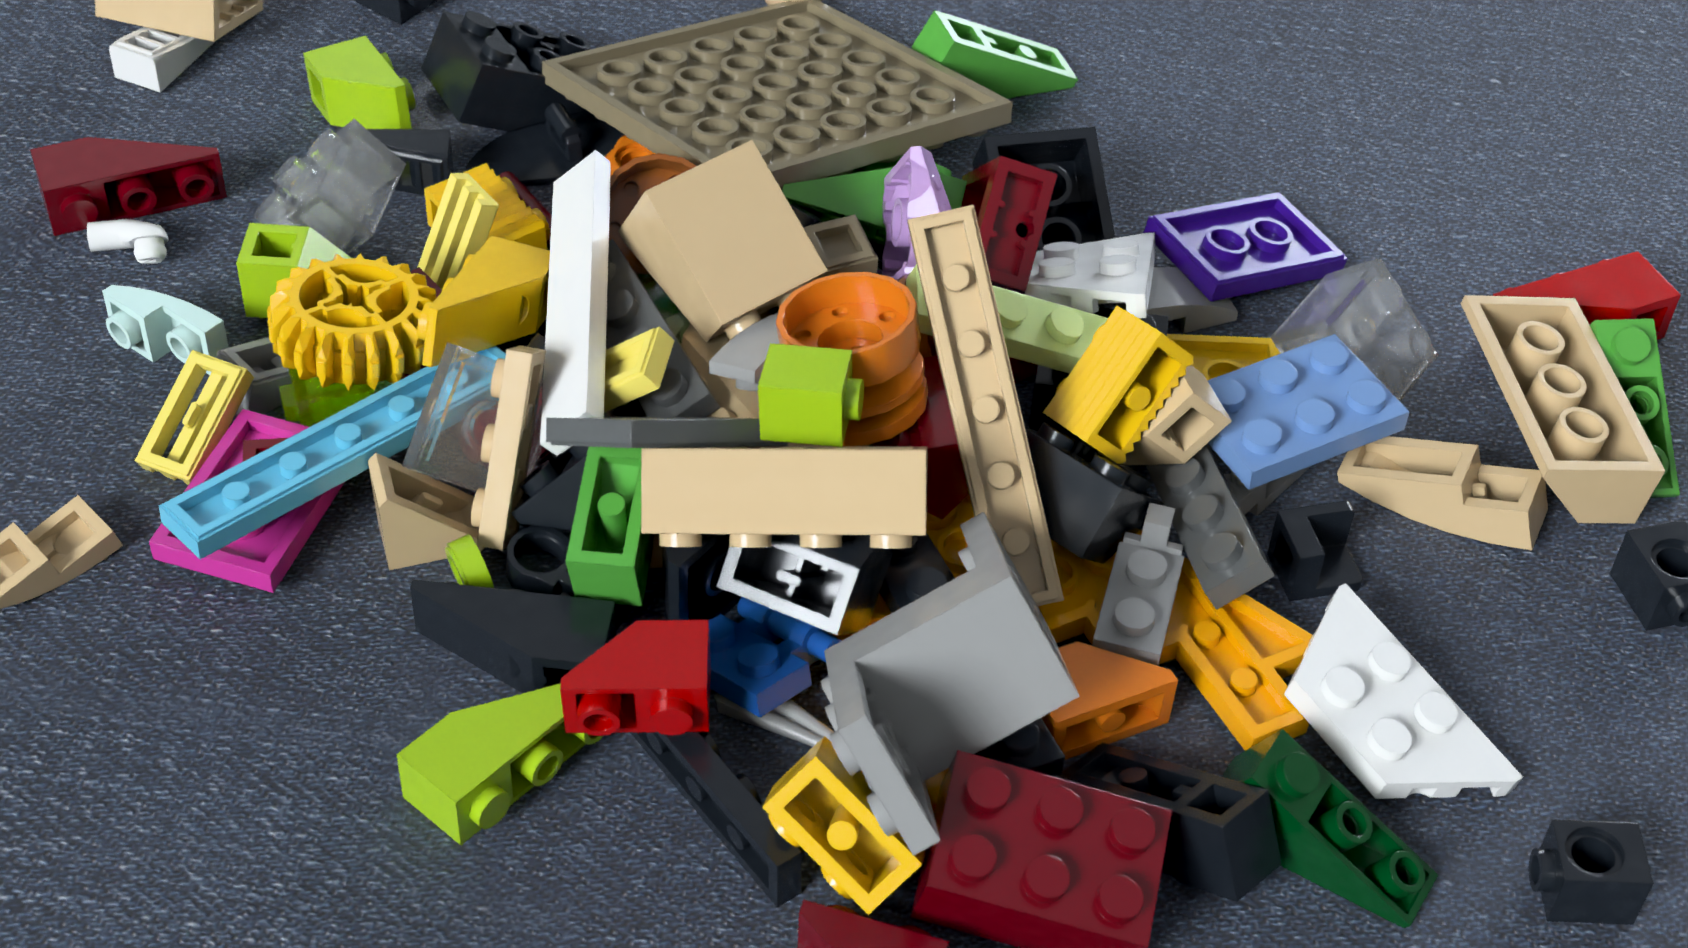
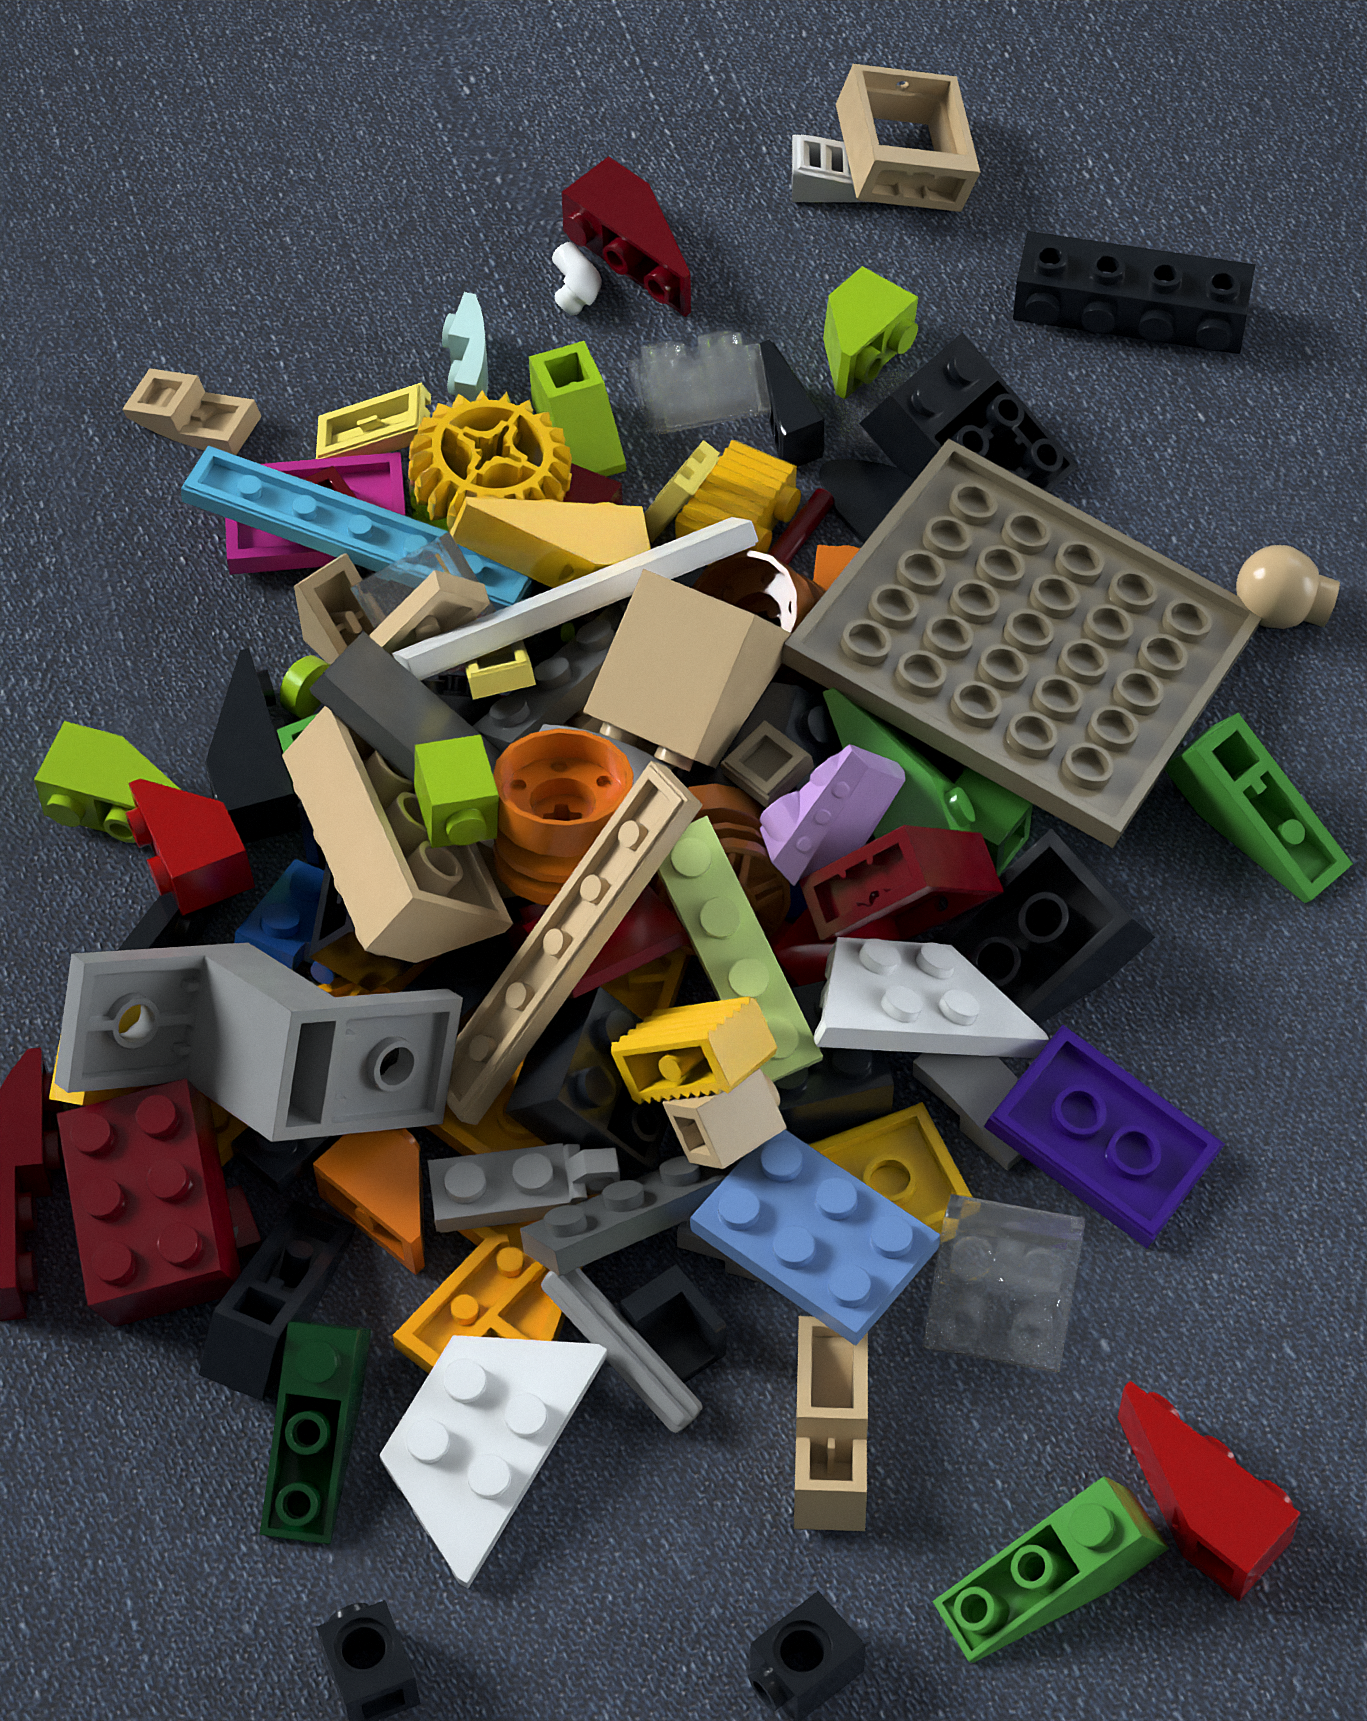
camera: 70 degrees right, 10 degrees up
(1317, 585) = (625, 1348): none -> light grey axle
(1567, 405) = (977, 1476): tan slope -> none

